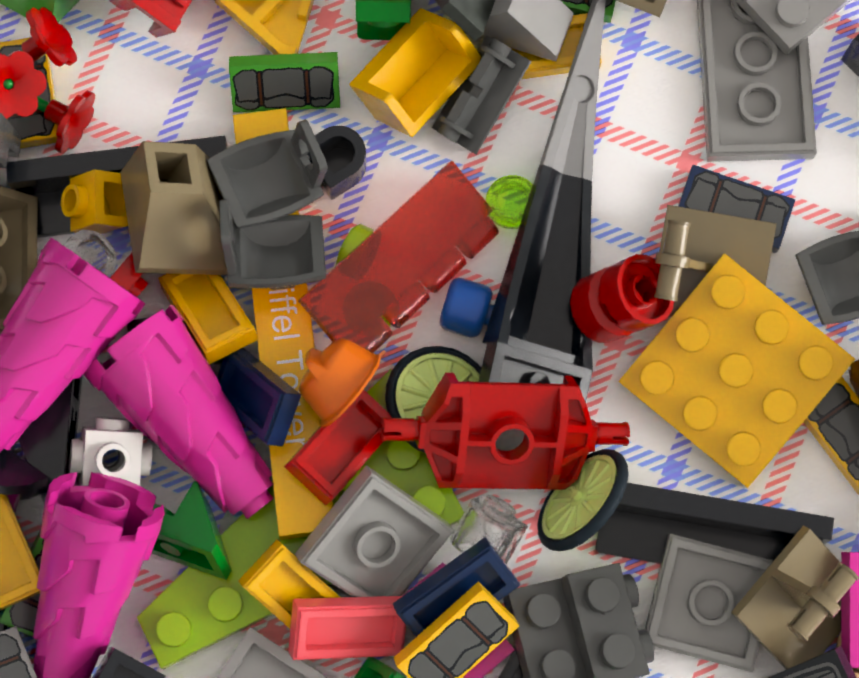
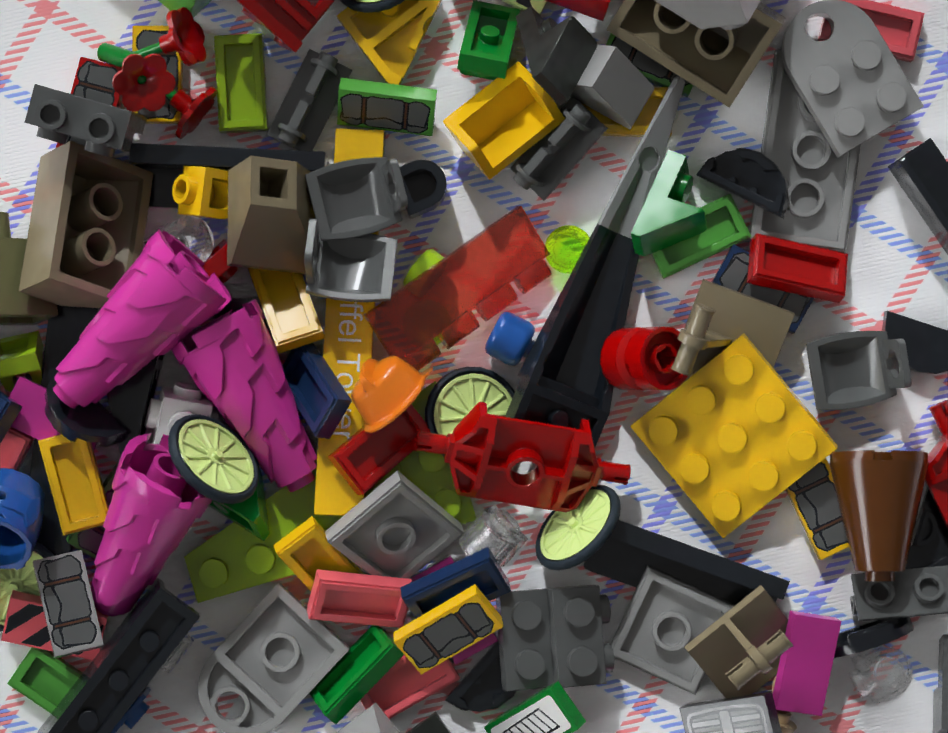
camera: 15 degrees right, 10 degrees up
(120, 87) = (241, 83): none -> lime tile
(153, 486) = (213, 459): none -> yellowish green wheel
(198, 90) = (309, 101): none -> dark grey hinge
(615, 140) = (665, 215): none -> slope
(650, 165) = (723, 230): none -> bright green tile
(694, 90) = (749, 177): none -> black tile
(768, 177) = (797, 268): none -> red tile

